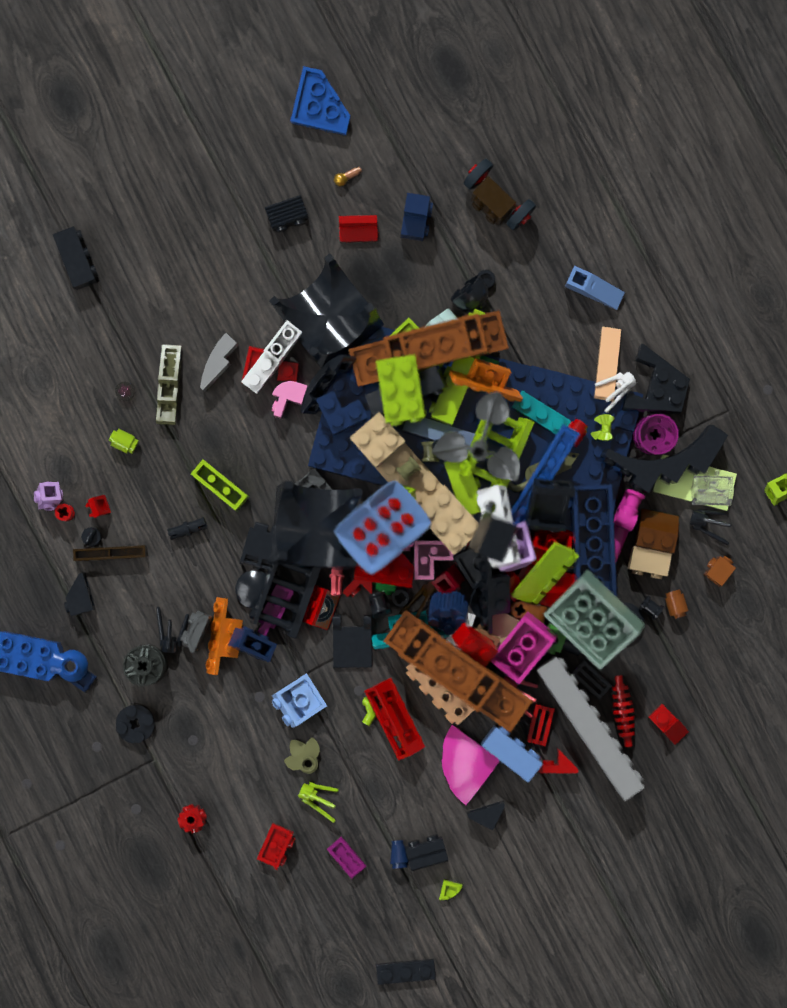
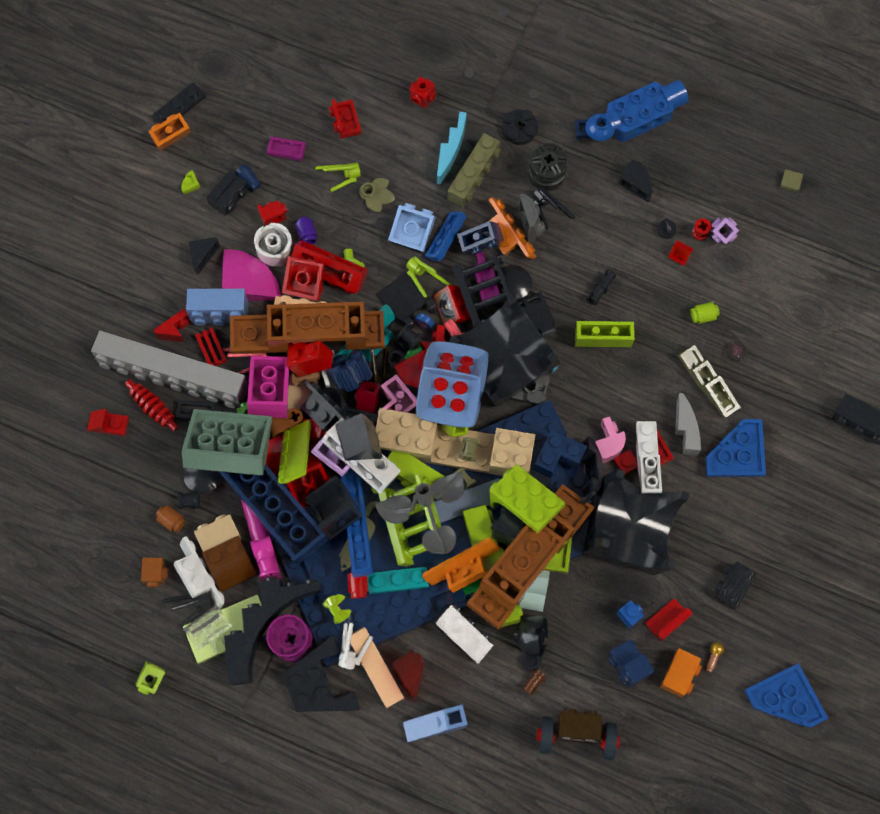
camera: 140 degrees right, 15 degrees down
(109, 553) = (642, 226): dark brown piece -> none
(194, 310) = (739, 452): none -> blue plate
(207, 712) = (473, 170): none -> olive brick
(214, 745) = (449, 151): none -> medium azure slope
(277, 671) = (445, 236): none -> blue plate
(321, 662) = (417, 267): none -> lime plant
(354, 611) = (424, 321): none -> blue tile
(383, 182) = (681, 673): none -> orange brick
(383, 253) = (630, 614): none -> blue brick
(387, 767) = (306, 230): none -> dark purple brick
(402, 805) = (272, 212): none -> red brick
(421, 784) = (265, 246): none -> white brick
(423, 722) = (303, 278): none -> red slope
(434, 948) = (169, 131): none -> orange brick
(496, 262) = (534, 681): none -> reddish brown pin
(523, 337) = (462, 633): none -> brick
(585, 338) = (410, 673): none -> clear red slope
(691, 540) = (195, 576): none -> white bracket

